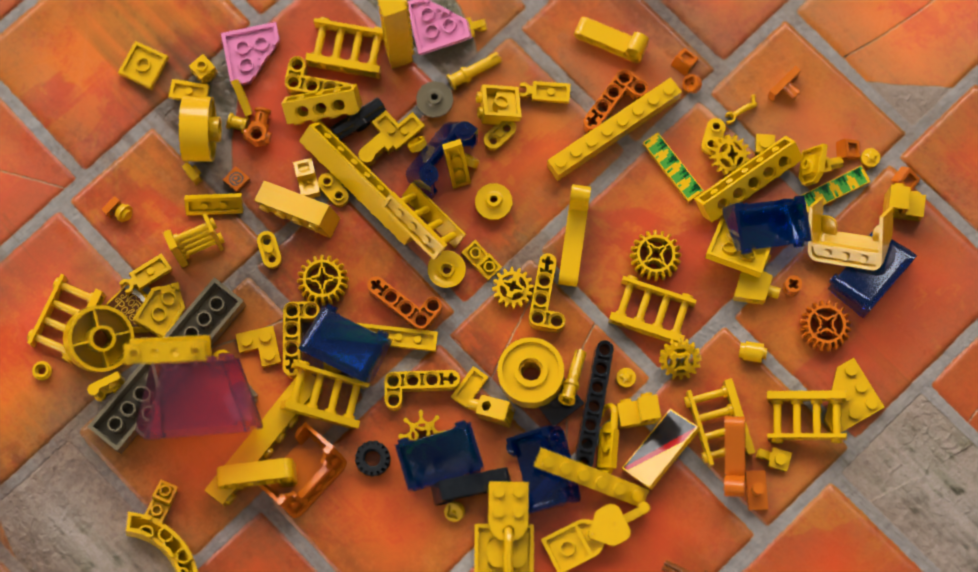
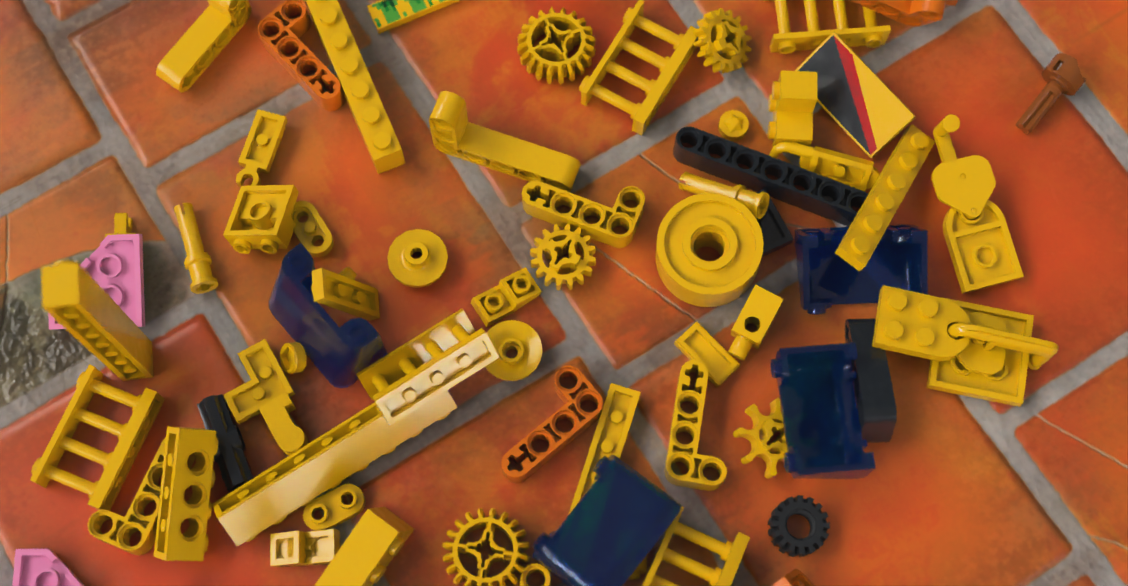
camera: 80 degrees left, 5 degrees down
(436, 107) = (232, 327): dark tan piece -> none
(454, 511) = (907, 413): yellow tile -> none

